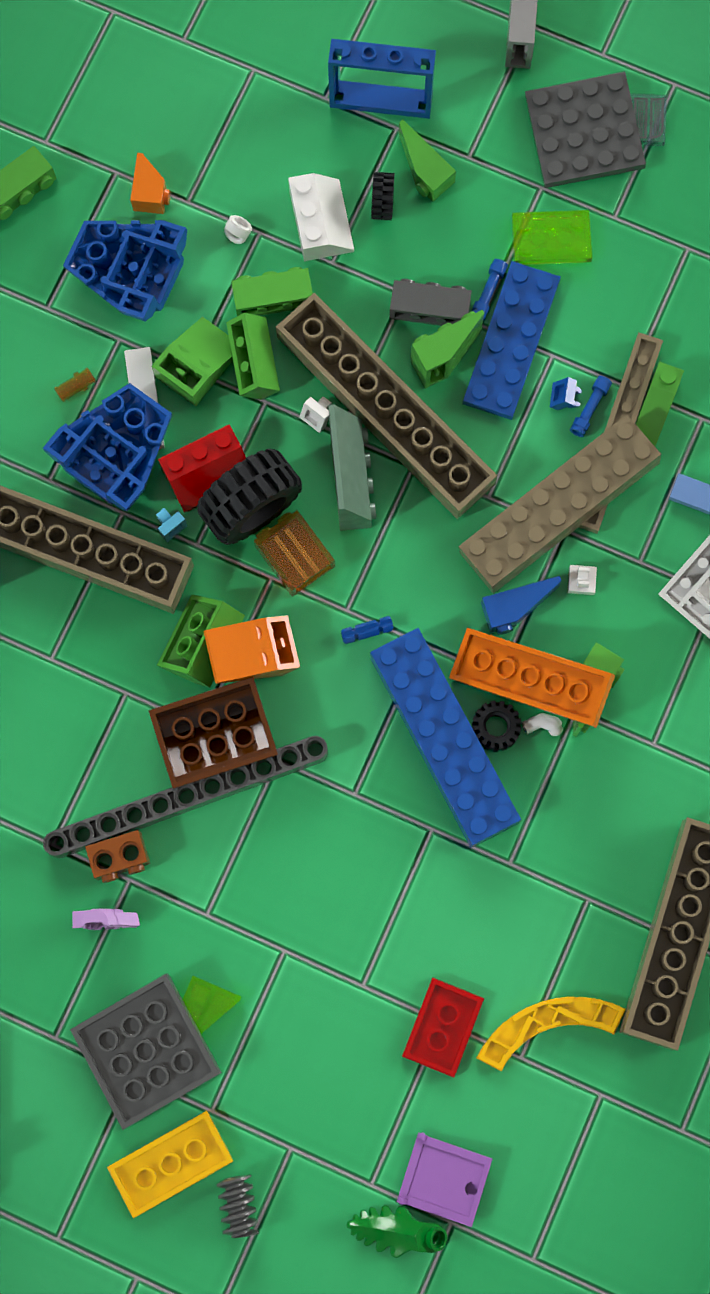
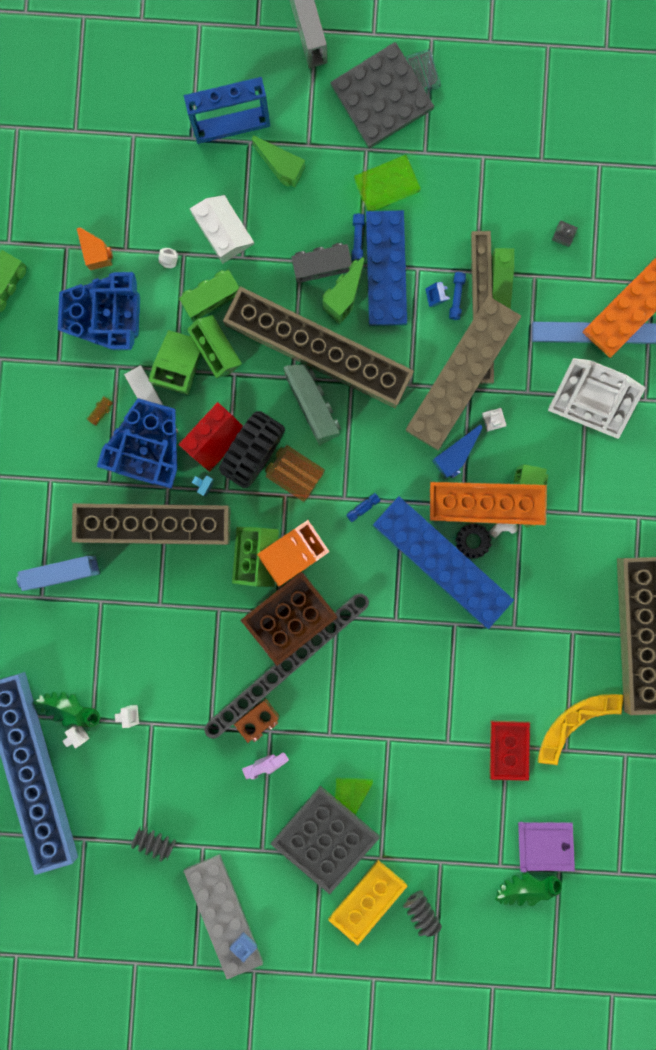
camera: 20 degrees left, 10 degrees up
(316, 413) = (273, 370): white tile -> none
(382, 196) = (260, 197): black tyre -> none

